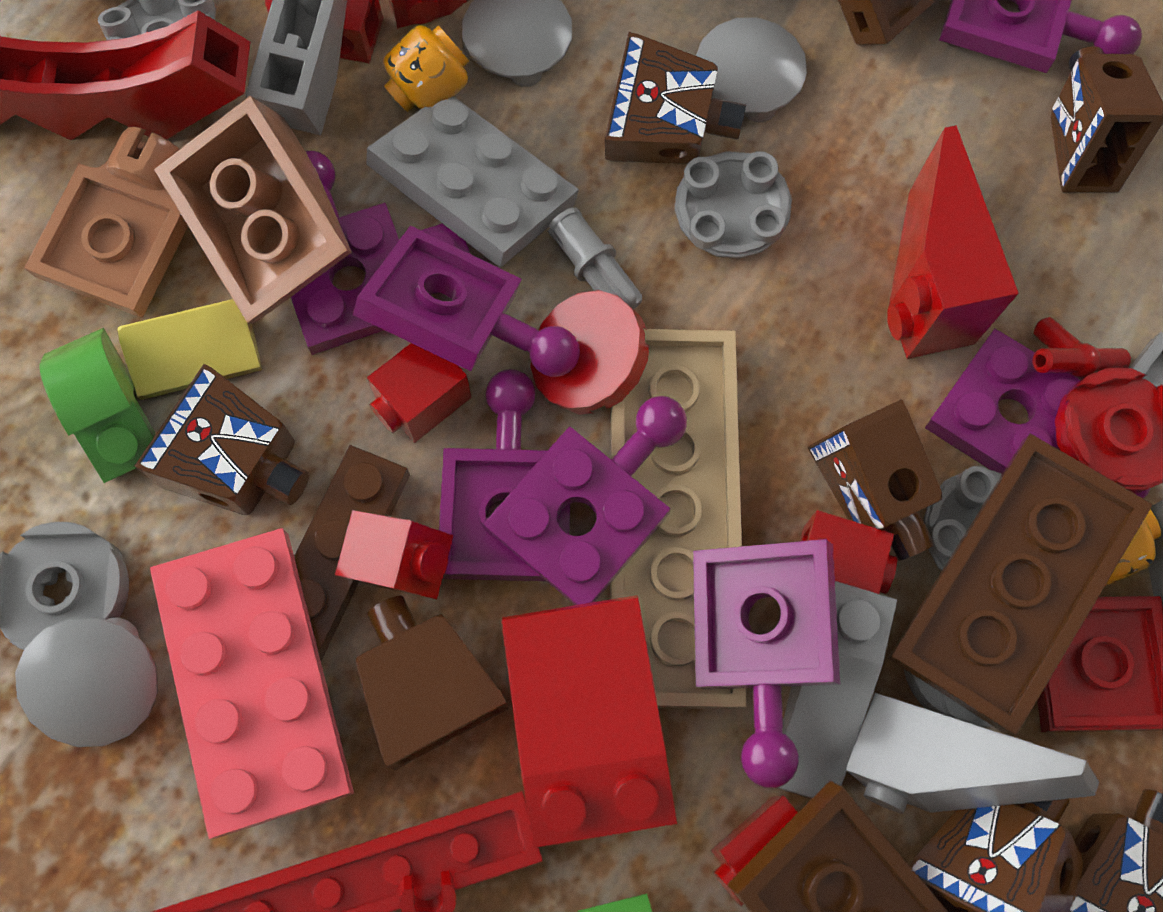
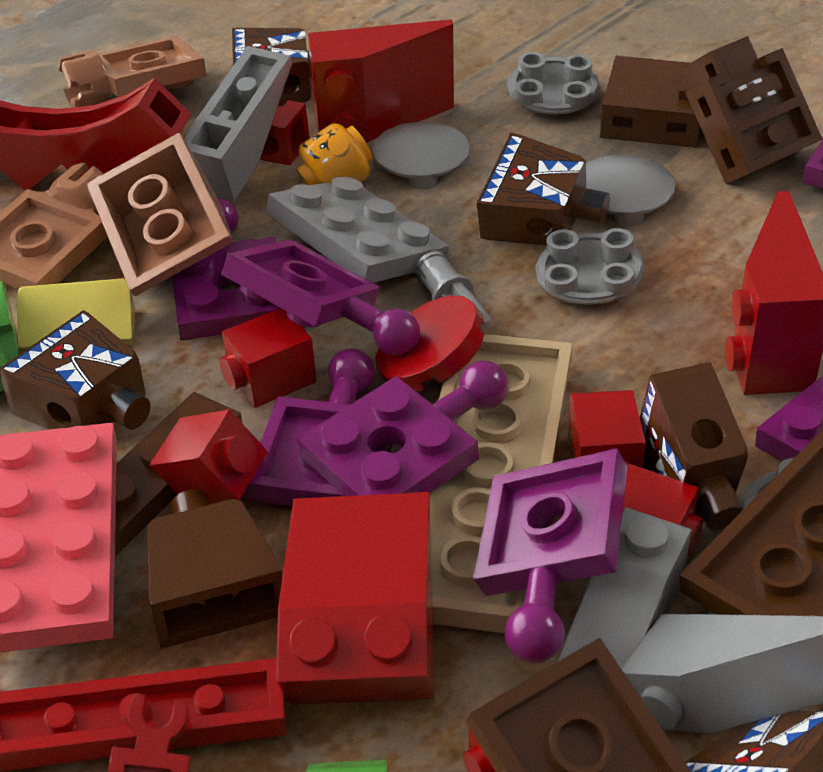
camera: 15 degrees right, 30 degrees down
(788, 462) = (606, 423): none -> red brick

